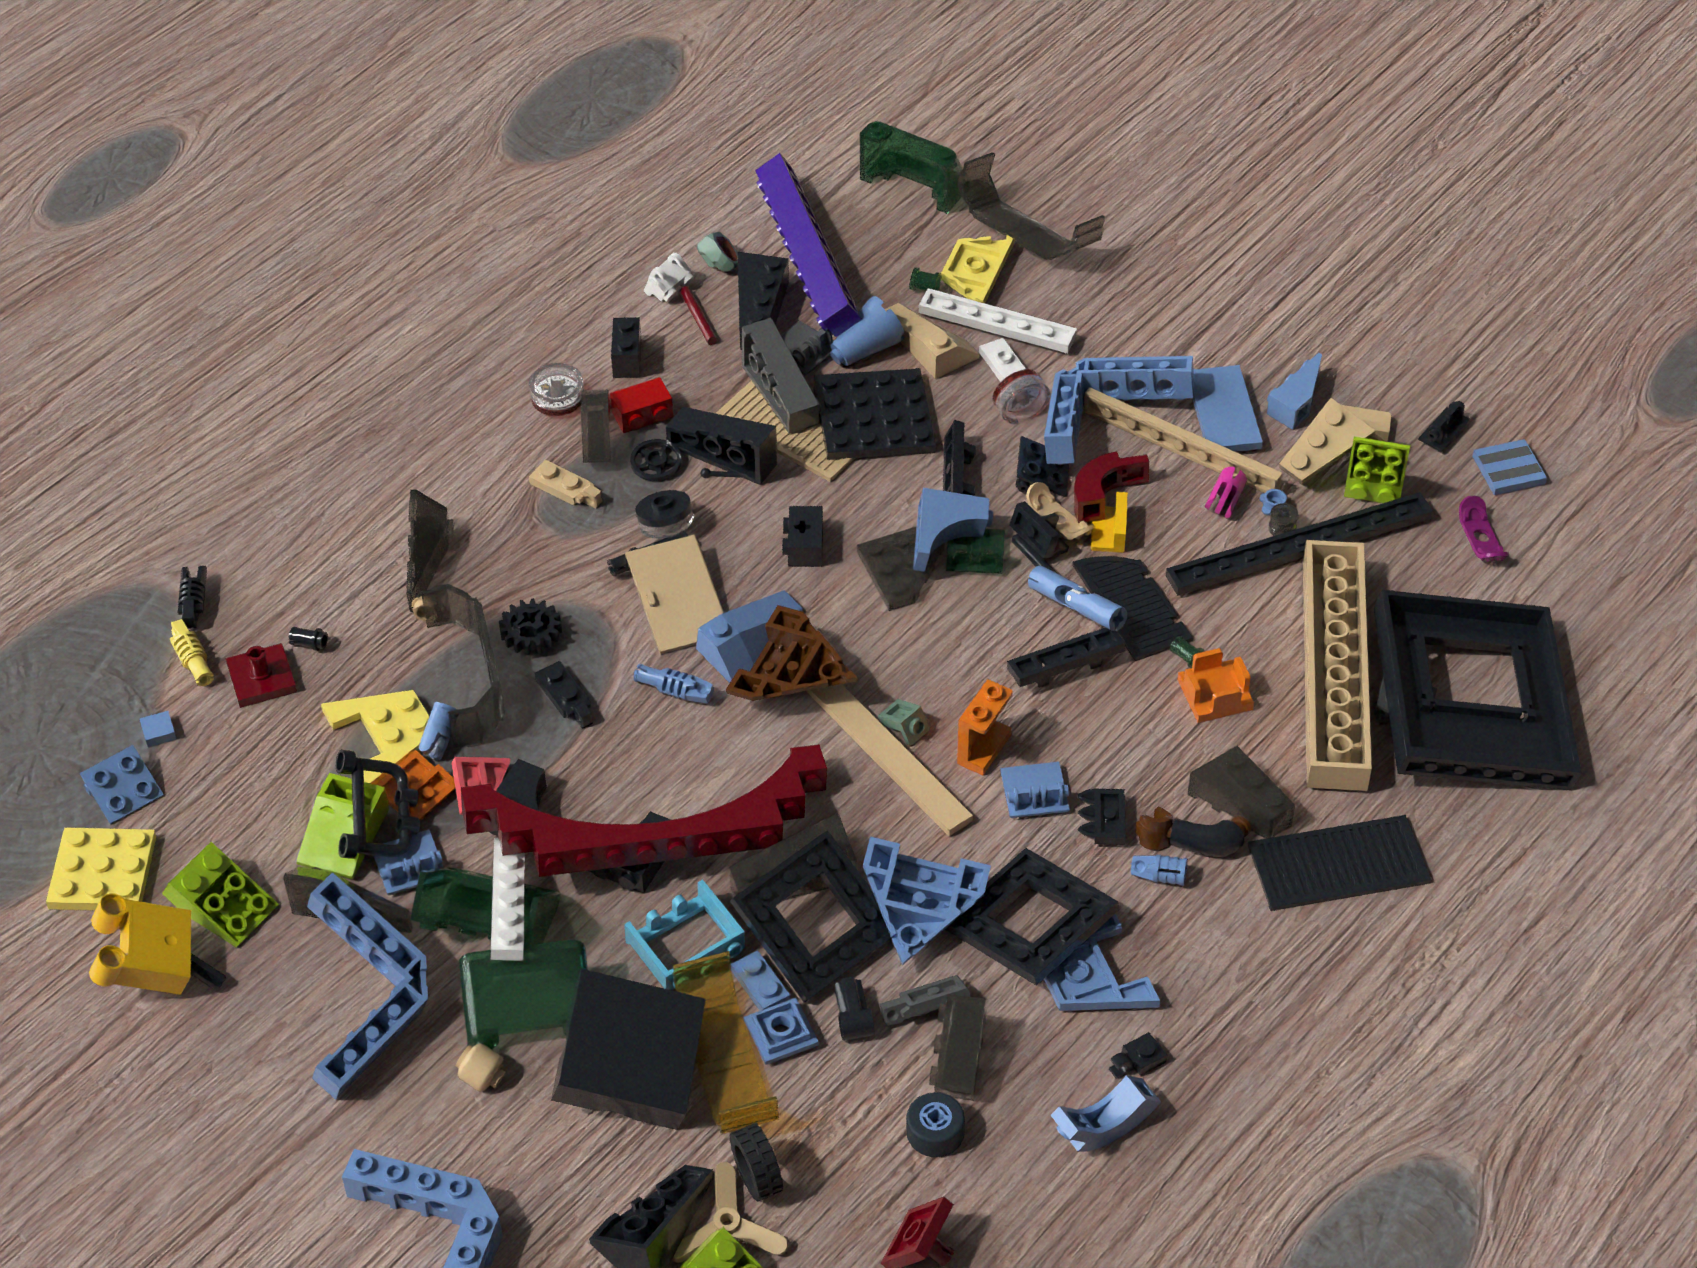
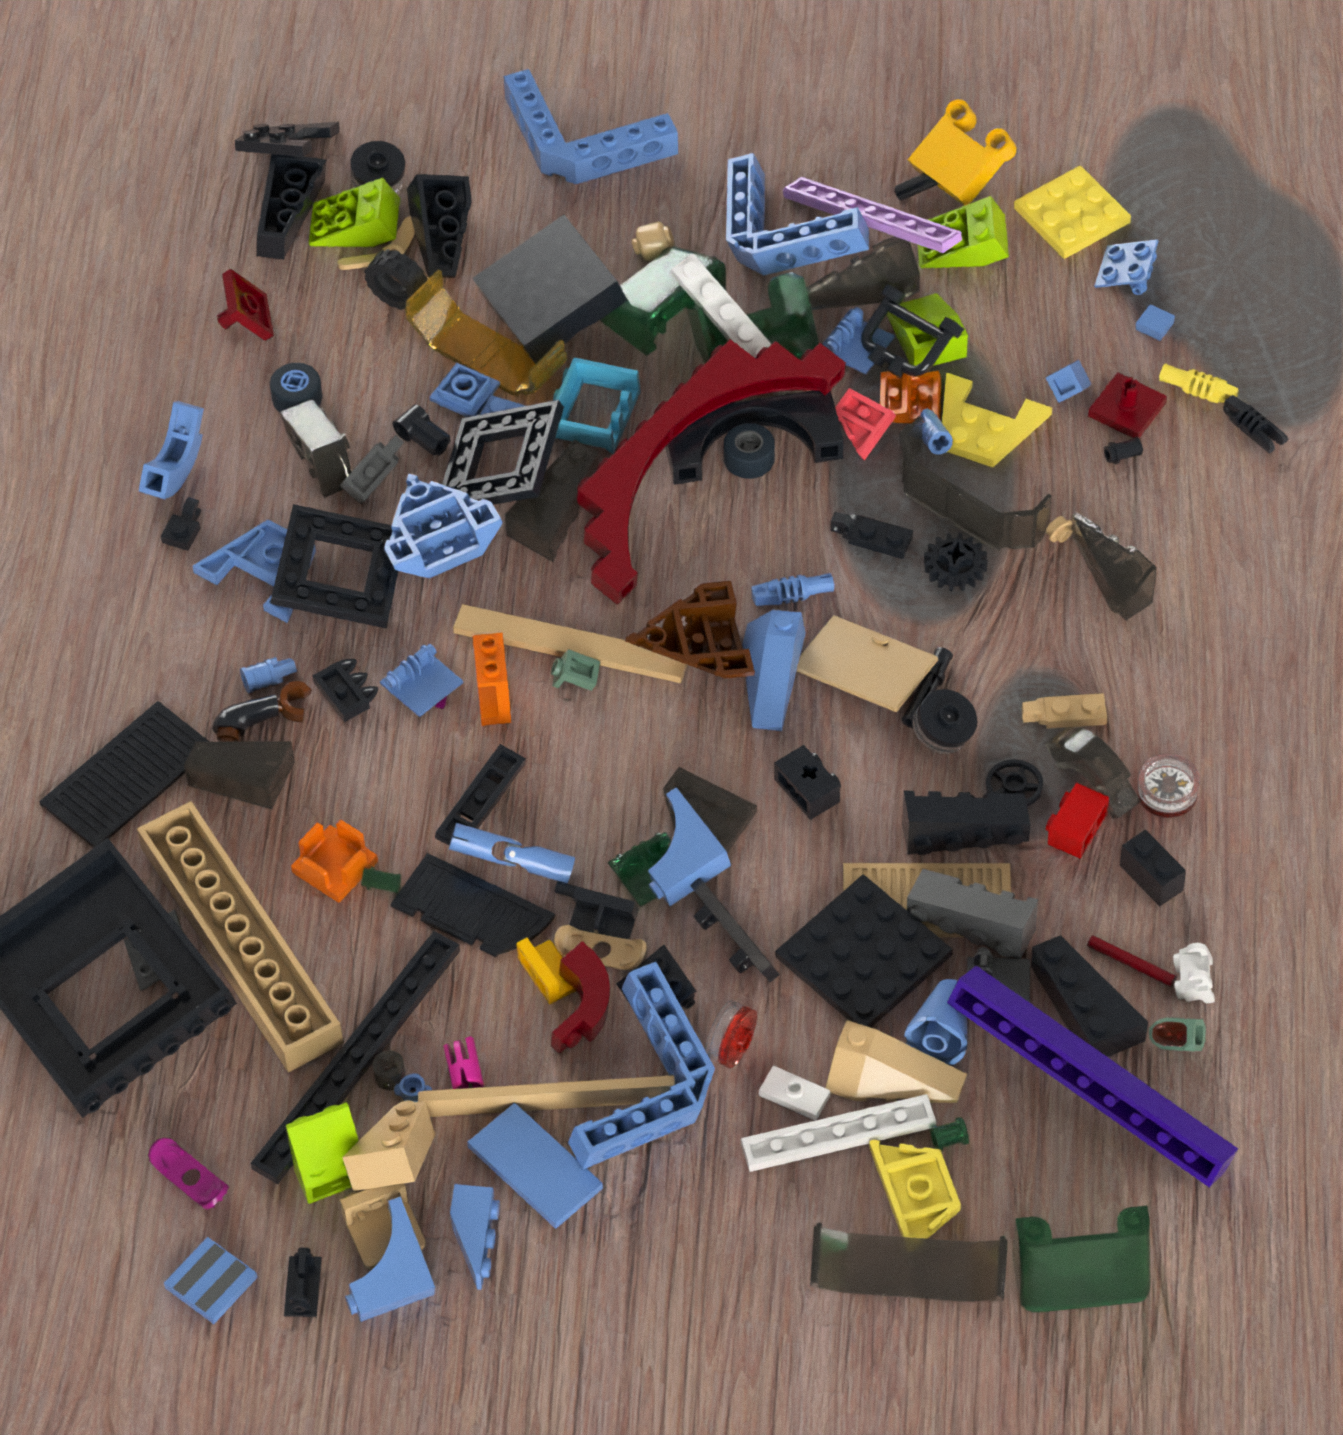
camera: 145 degrees right, 5 degrees up
(283, 715) = (1068, 381): none -> medium blue panel
(285, 932) = (875, 215): none -> lavender tile
(595, 805) = (749, 450): none -> black wheel
(1382, 388) = (398, 1277): none -> medium blue arch

